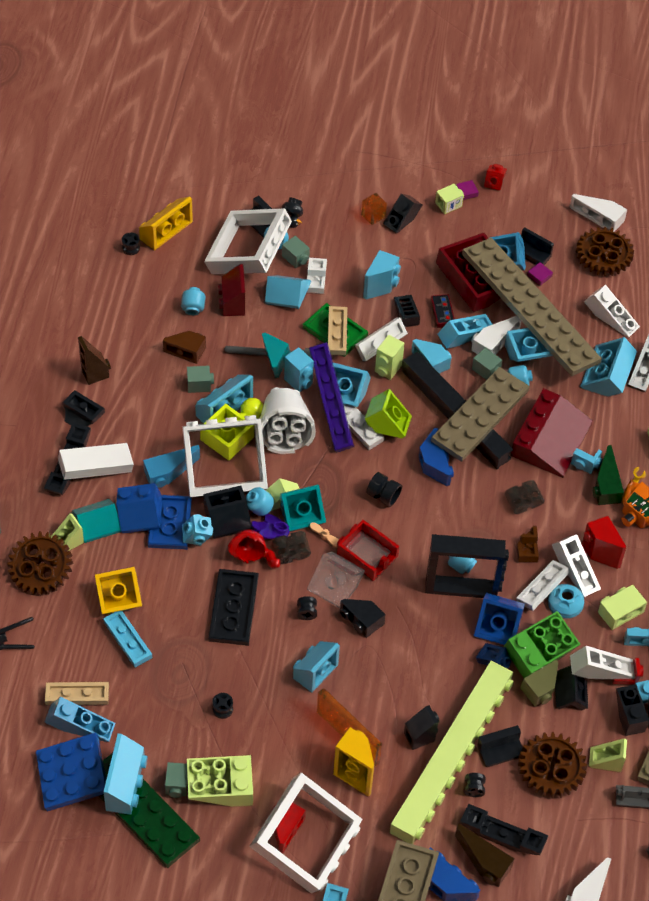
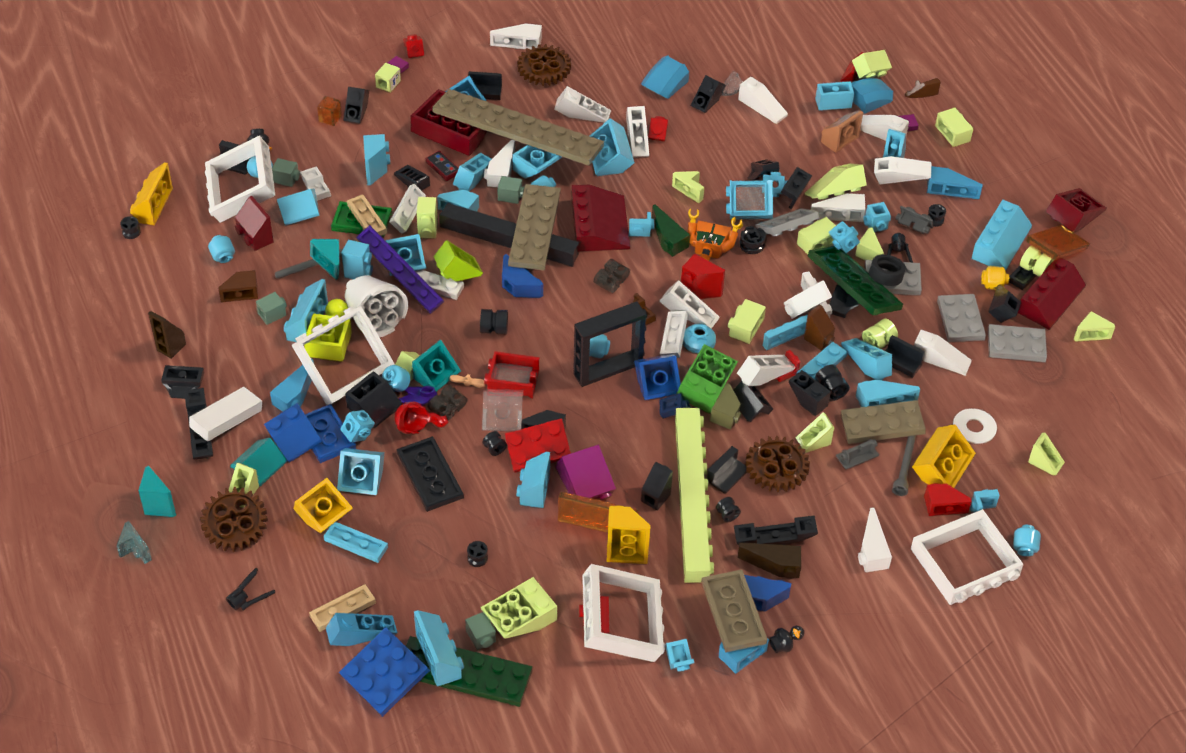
camera: 30 degrees left, 5 degrees down
(174, 573) = (360, 471): none -> medium azure slope
(346, 628) = (535, 440): none -> red plate
(365, 684) = (586, 474): none -> magenta slope
(540, 273) = (503, 101): magenta tile -> none

